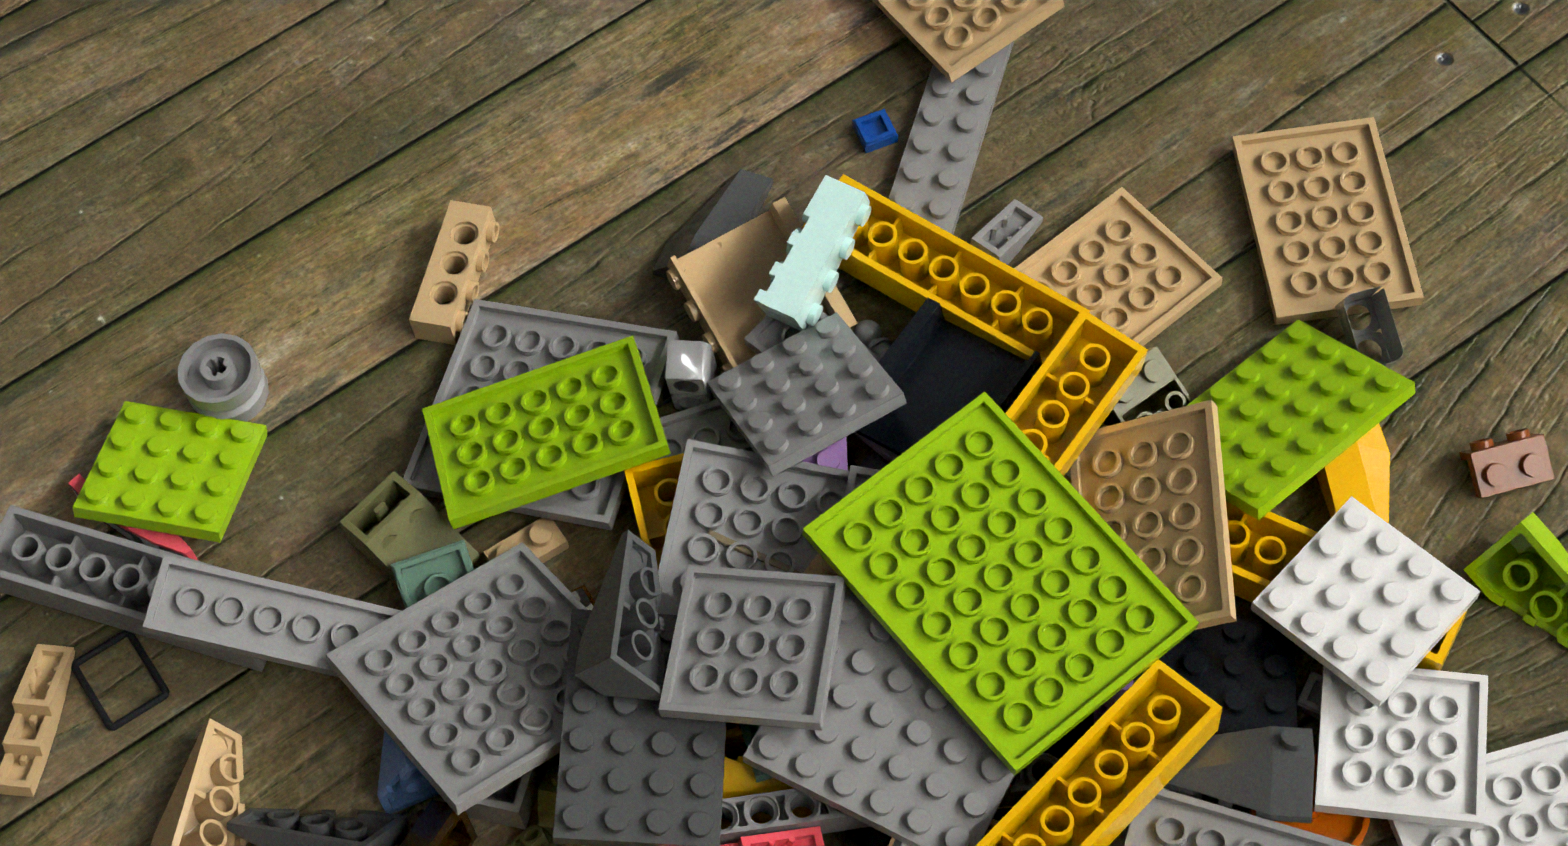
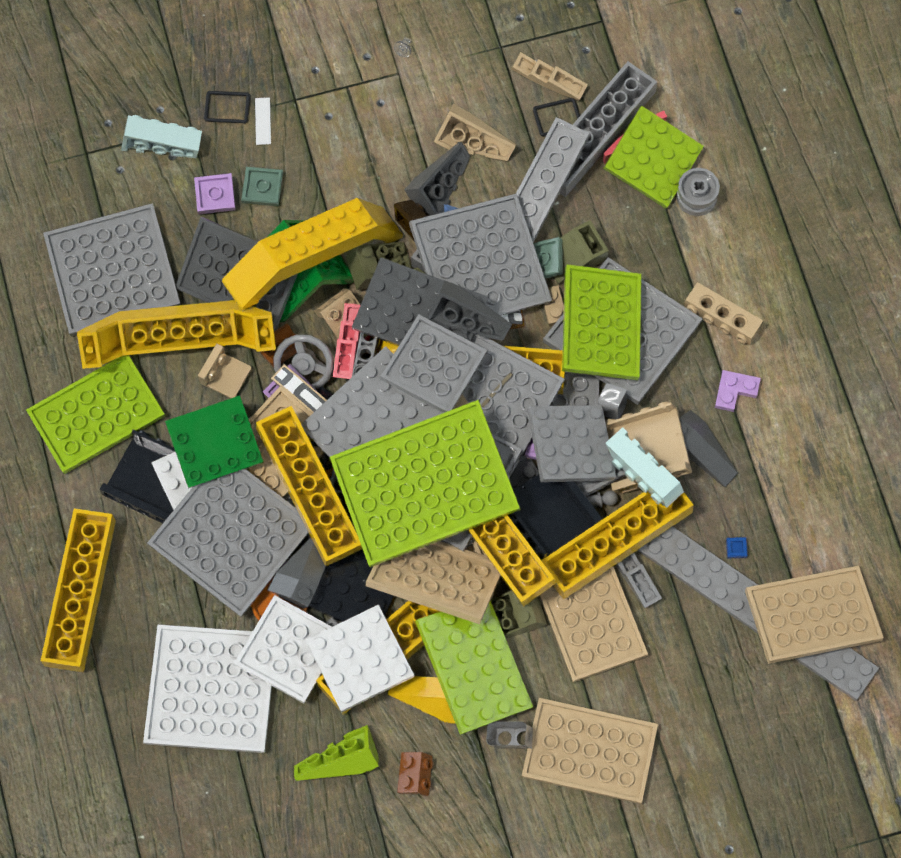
camera: 105 degrees right, 10 degrees up
(589, 227) = (733, 384): none -> lavender plate

